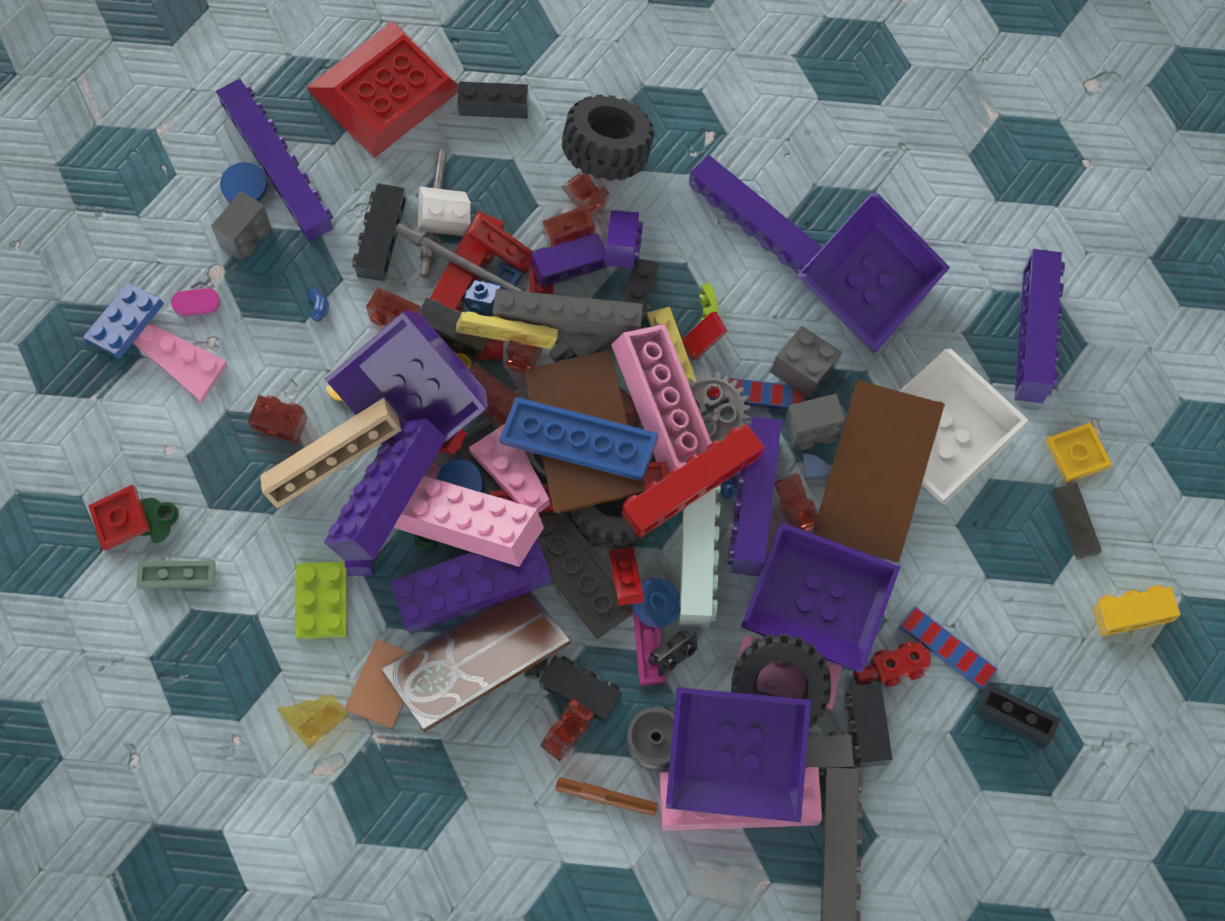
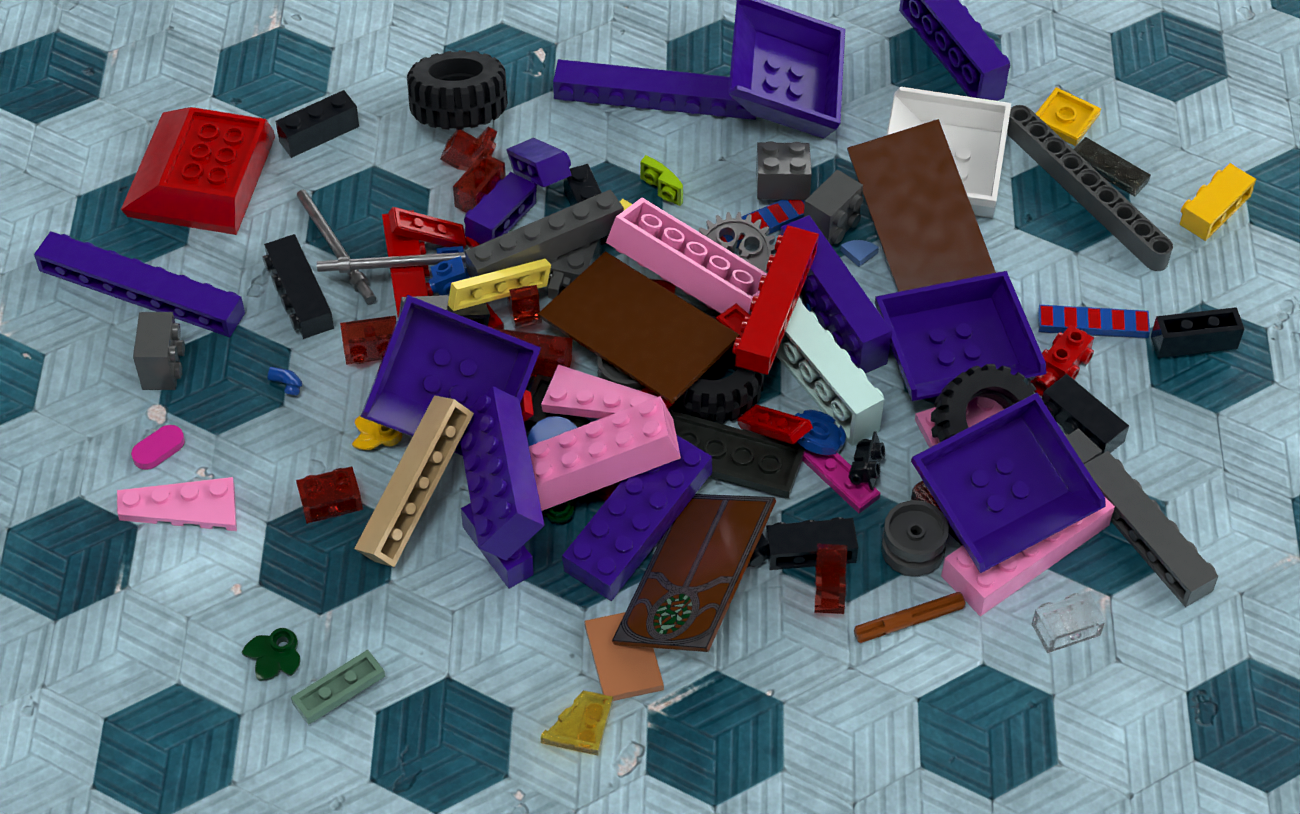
camera: 35 degrees left, 15 degrees down
(119, 517) = (236, 673): red plate -> none
(123, 320) = (97, 501): plate -> none
(245, 178) = (119, 322): blue tile -> none
(321, 600) = (501, 623): lime plate -> none
(443, 211) = (349, 234): white slope -> none
(579, 439) = (643, 328): blue plate -> none
(704, 335) = (678, 194): red tile -> none
(794, 504) = (873, 282): clear red brick -> none
(1037, 539) = (1089, 188): none -> dark grey beam

